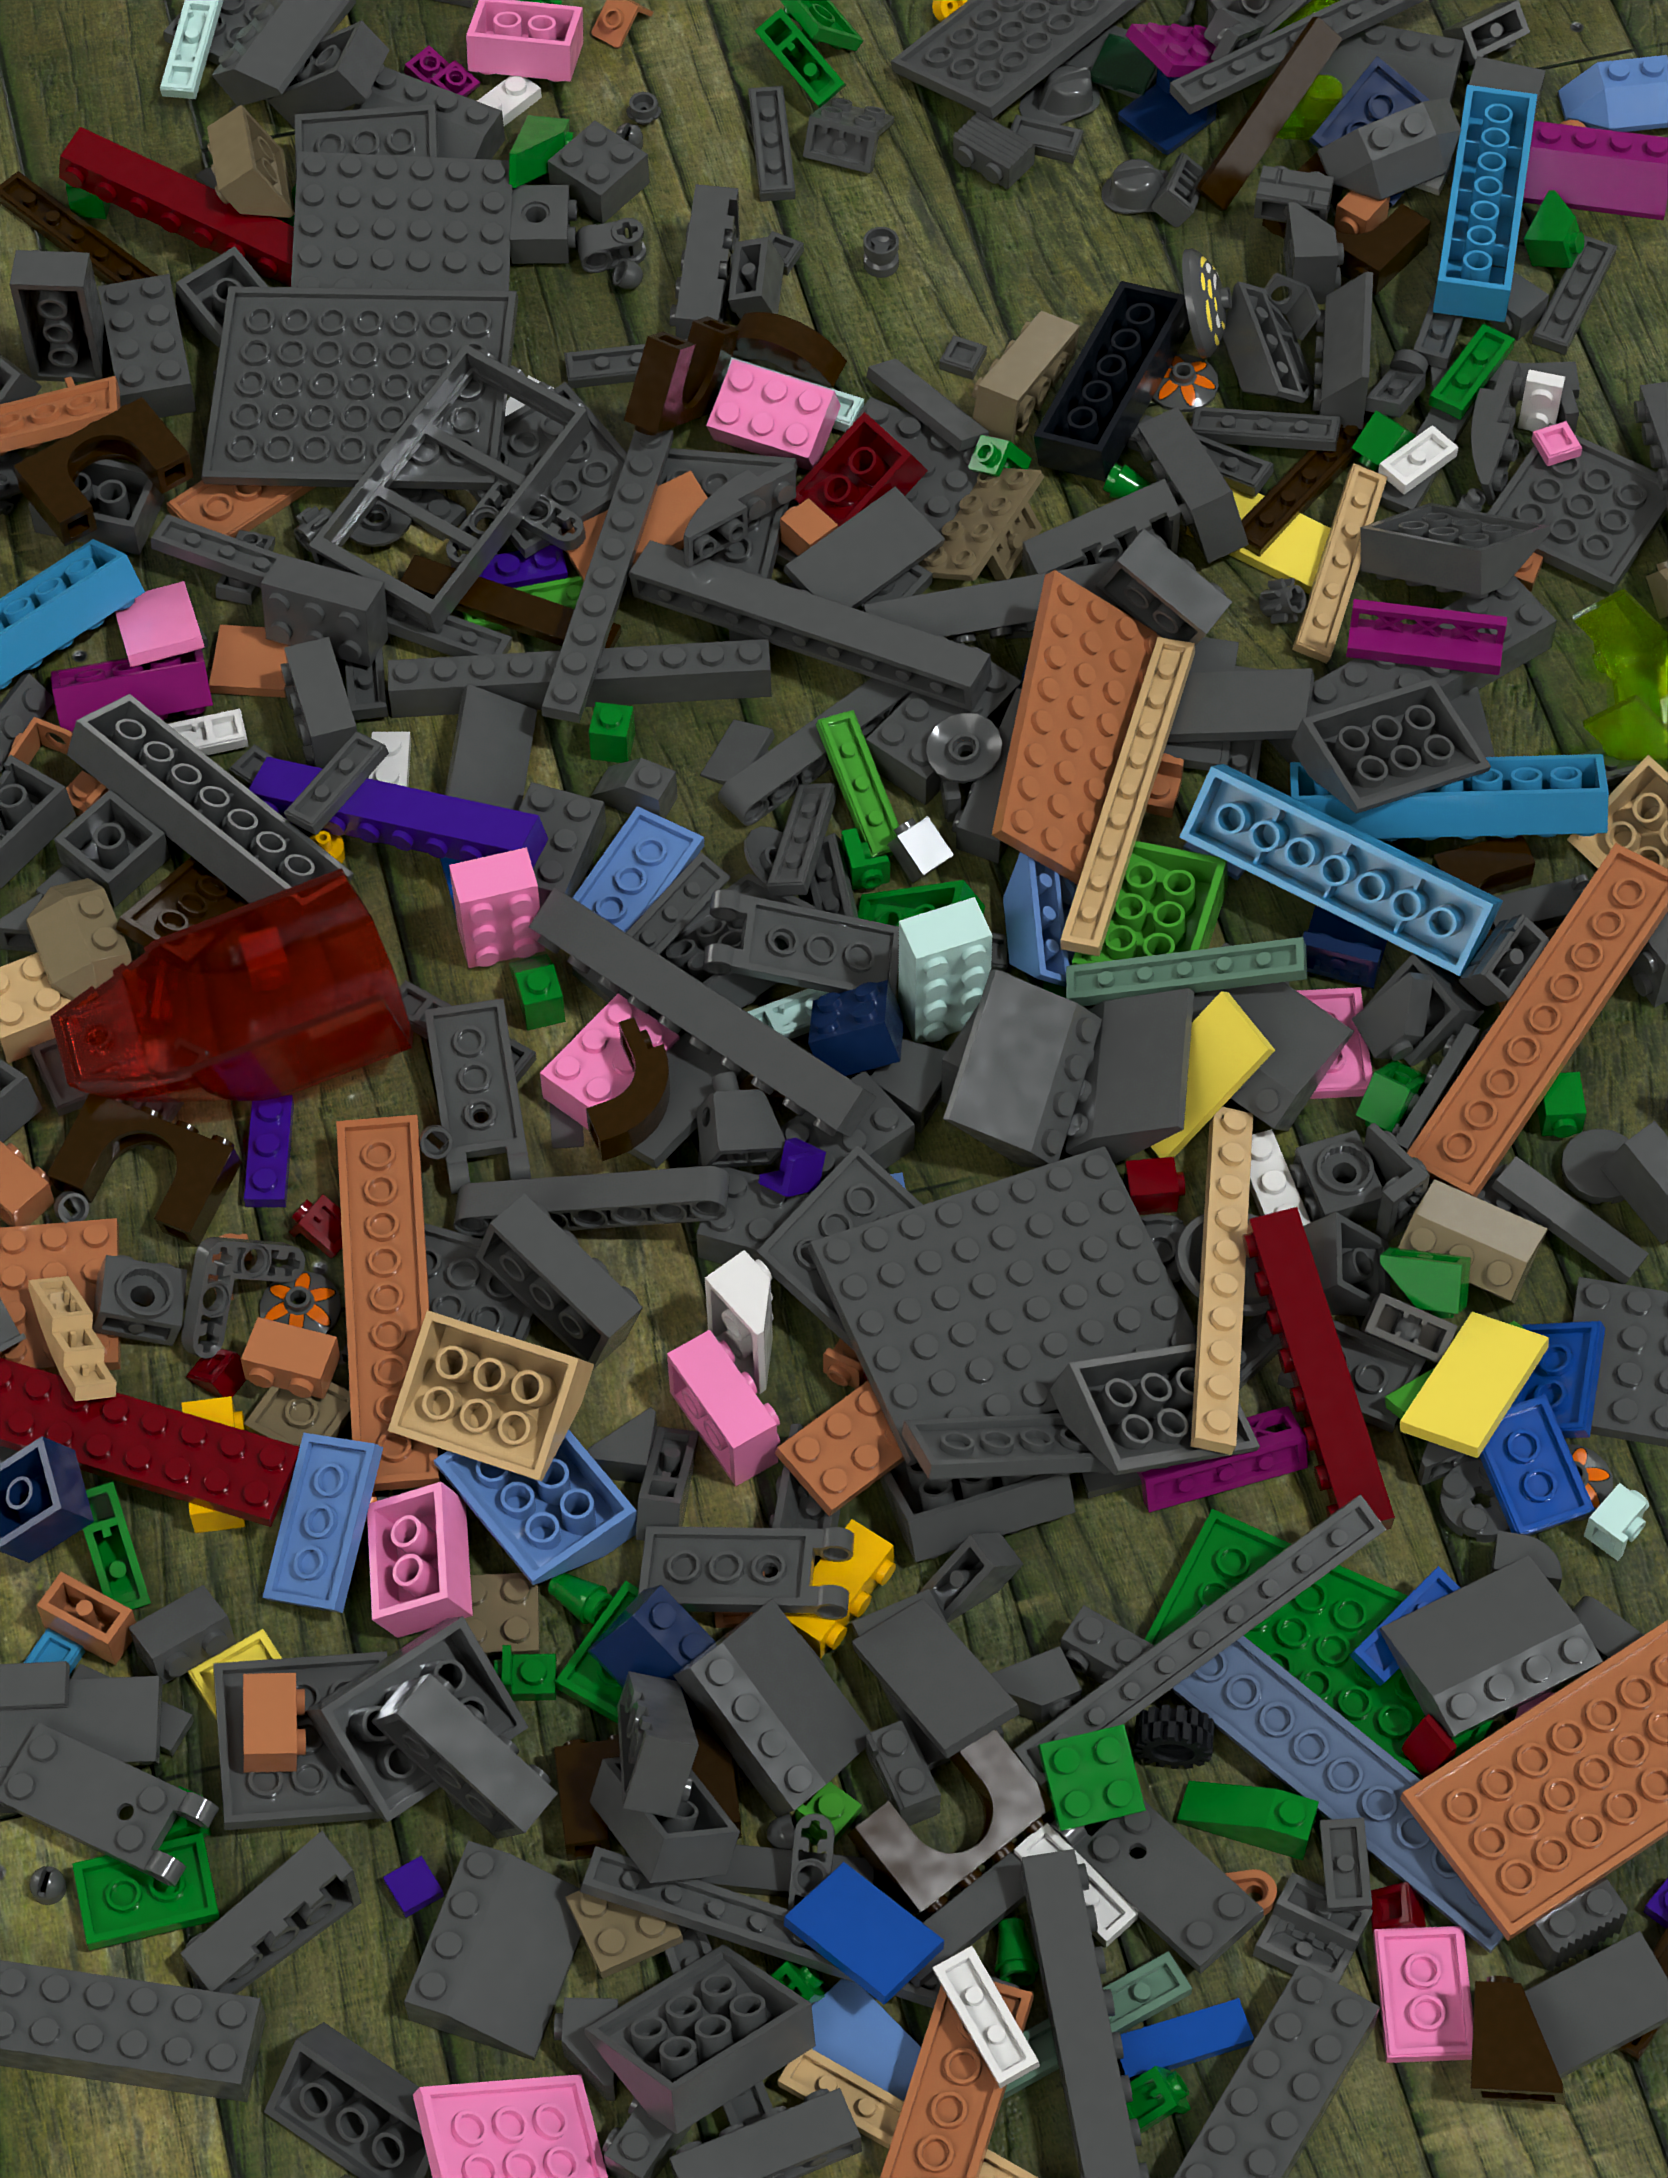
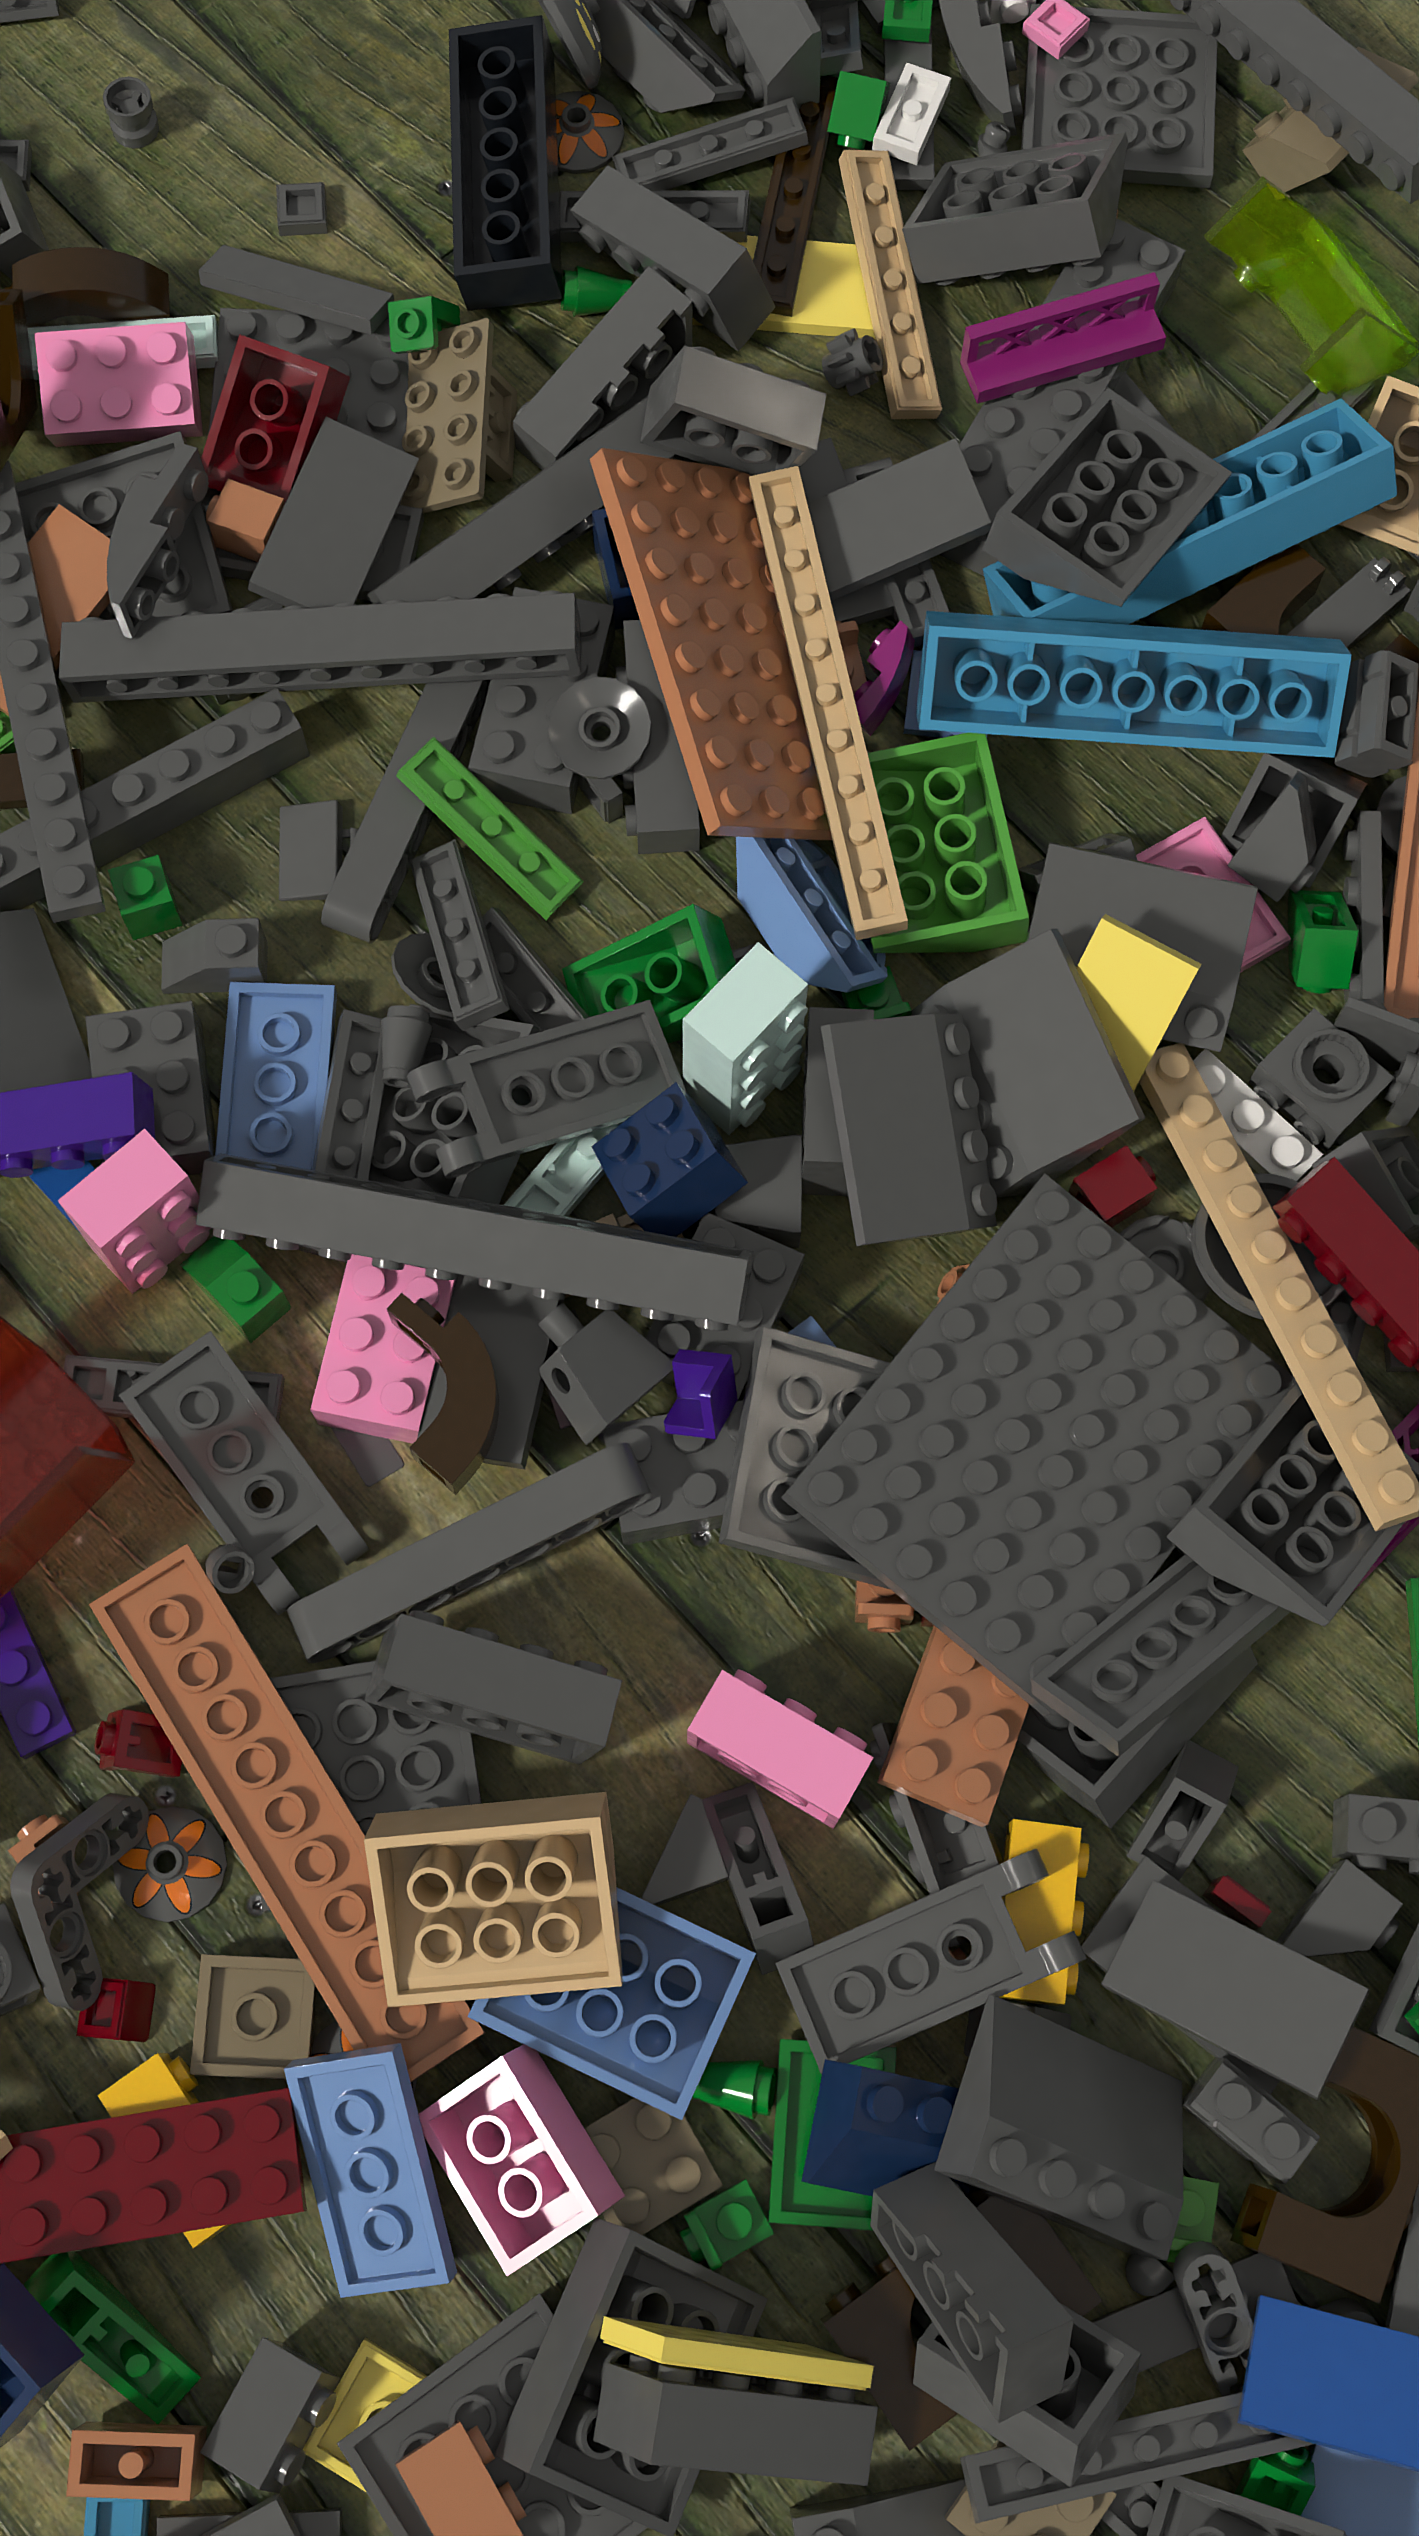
camera: 30 degrees left, 15 degrees up
(290, 1358) = (206, 1963): nougat brick -> none
(499, 1718) = (736, 2353): none -> light yellow tile
(730, 877) = (404, 1043): none -> dark grey cone
(742, 1313) = (749, 1622): white slope -> none
(862, 869) = (539, 930): green bracket -> none
(919, 848) = (605, 880): brick -> none
(974, 1640) = (1237, 1902): none -> dark red tile
(1024, 375) = (393, 201): dark tan wedge -> none
(1170, 816) = (890, 661): none -> magenta slope
(1195, 969) = (1031, 905): sand green plate -> none
(1342, 949) = (1160, 781): dark blue bracket -> none

